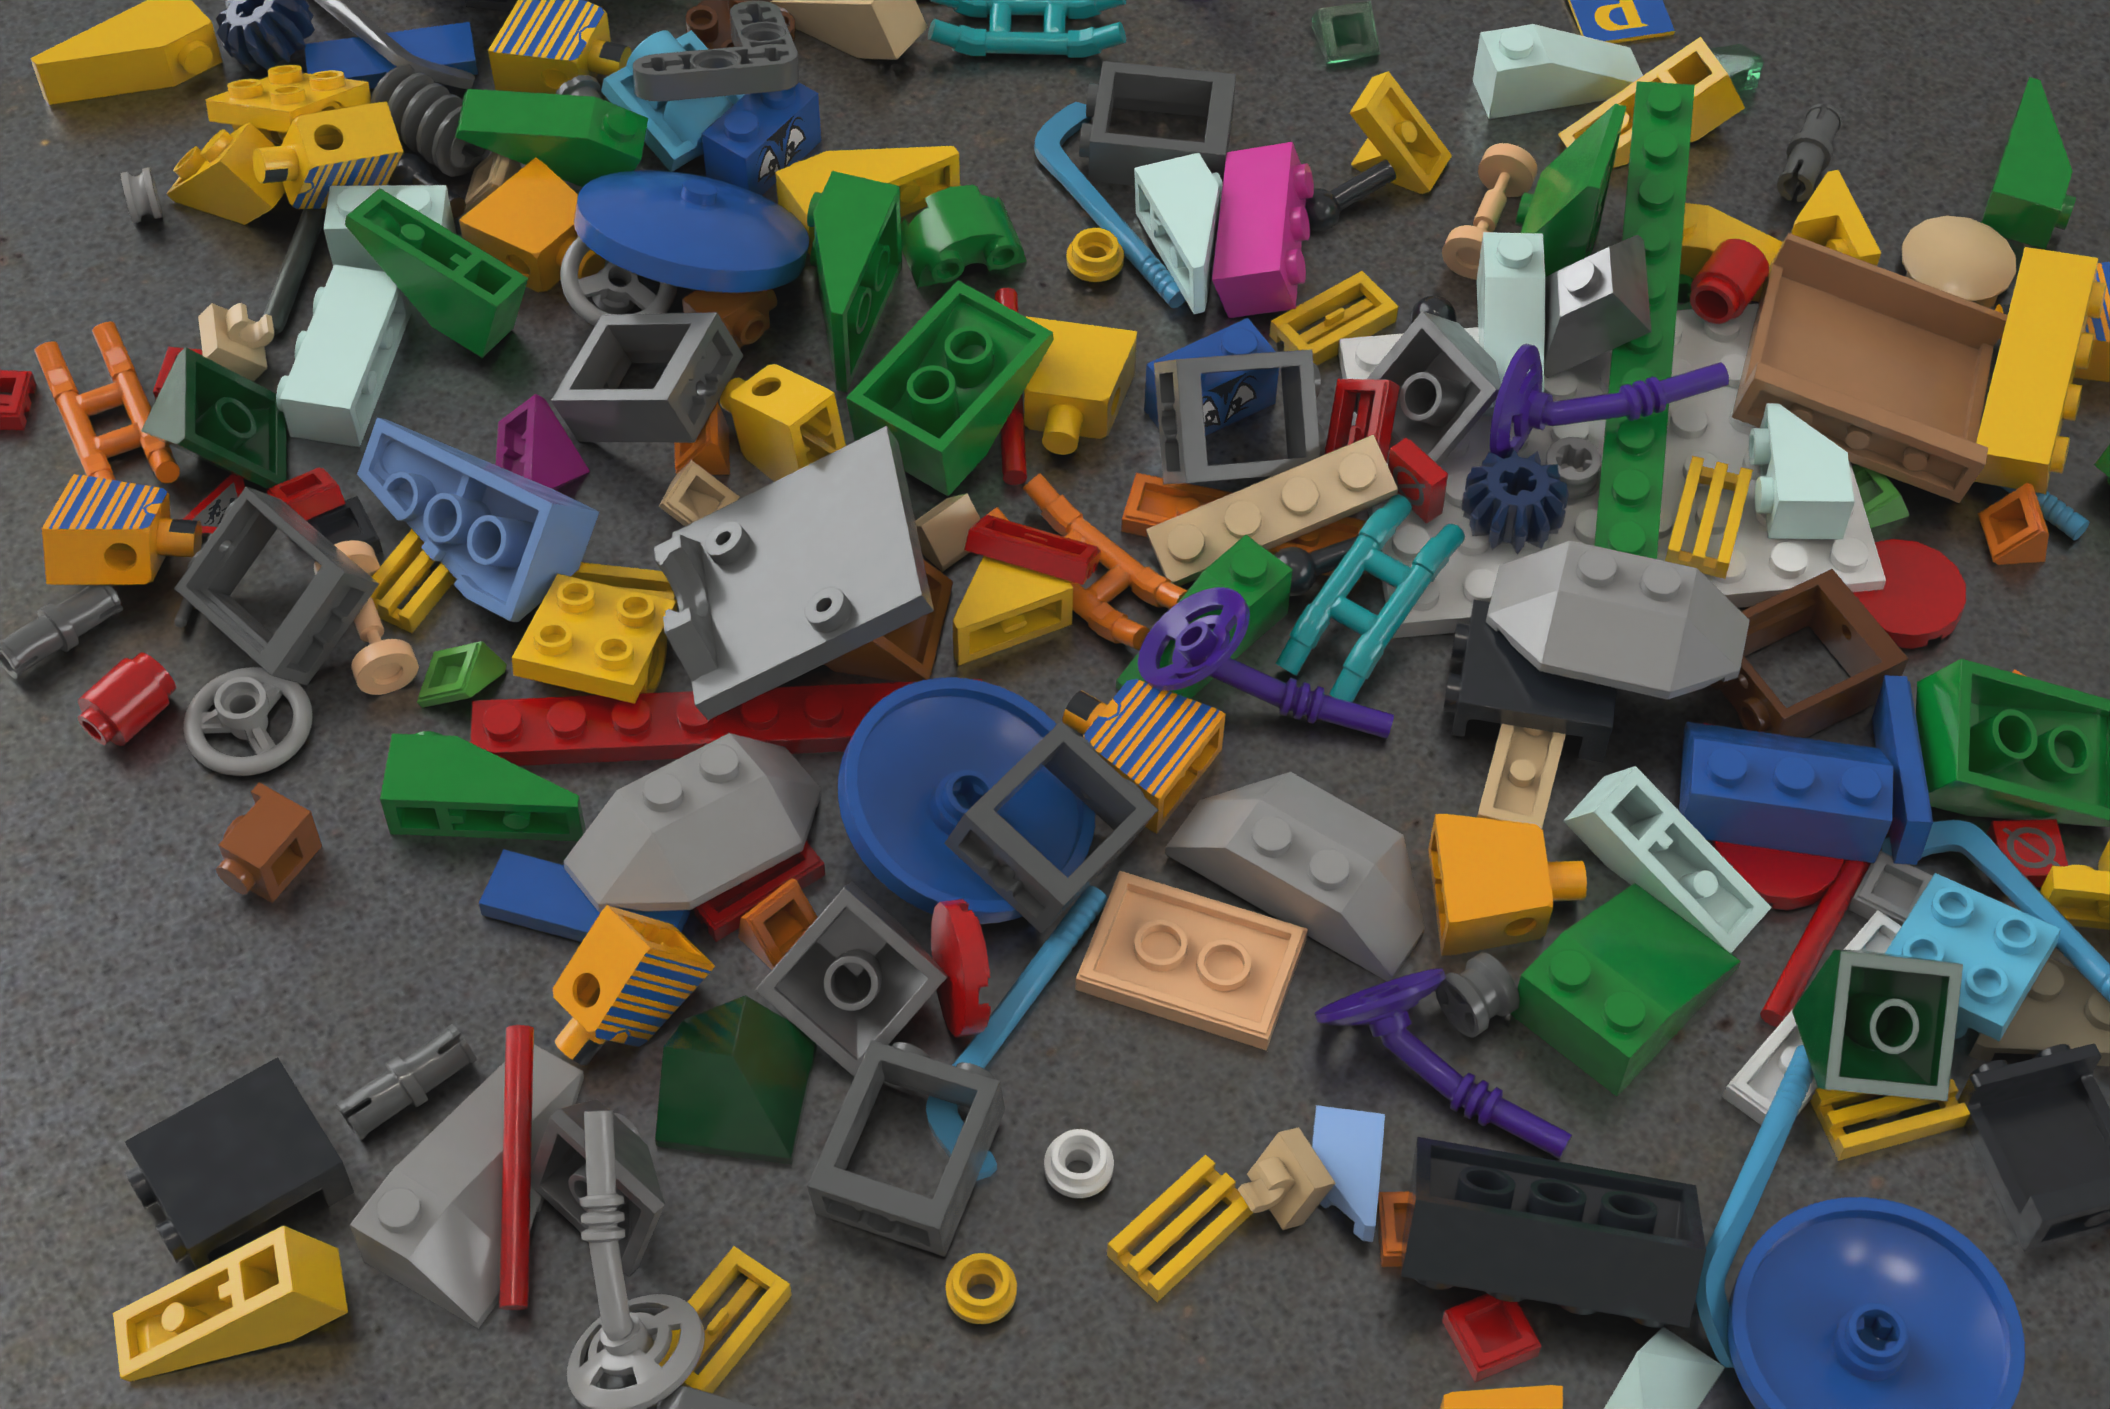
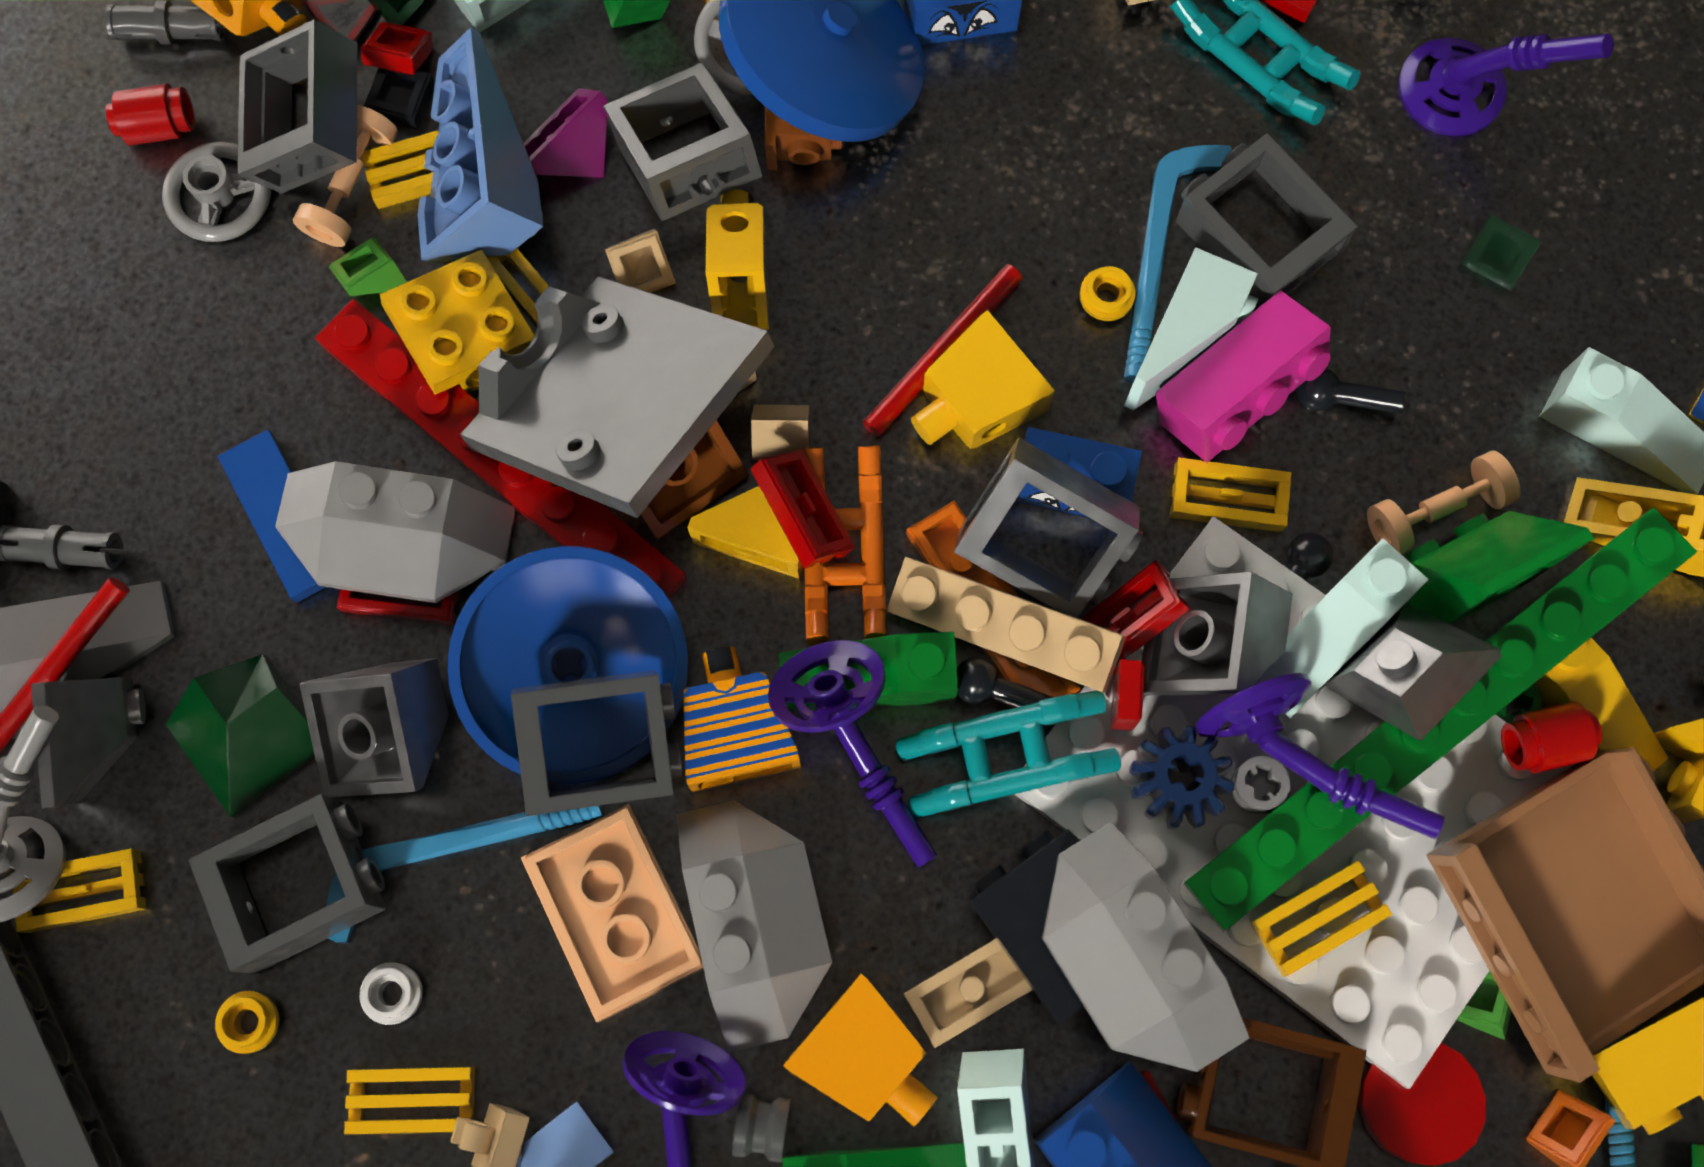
camera: 45 degrees right, 20 degrees up
(267, 845) = (133, 298): dark orange brick -> none
(462, 790) = (283, 360): green slope -> none
(625, 982) = (214, 599): light orange torso -> none
(710, 447) = (686, 229): orange slope -> none
(777, 923) = (379, 641): orange slope -> none
(856, 263) = (907, 164): green slope -> none
(913, 169) = (984, 97): yellow slope -> none
(950, 384) = (877, 322): green slope -> none
(959, 231) = (1030, 195): green cylinder -> none
(962, 955) = (434, 789): red tile -> none
(1399, 135) = (1435, 380): yellow slope -> none
(1801, 480) = (1421, 959): light aqua slope -> none

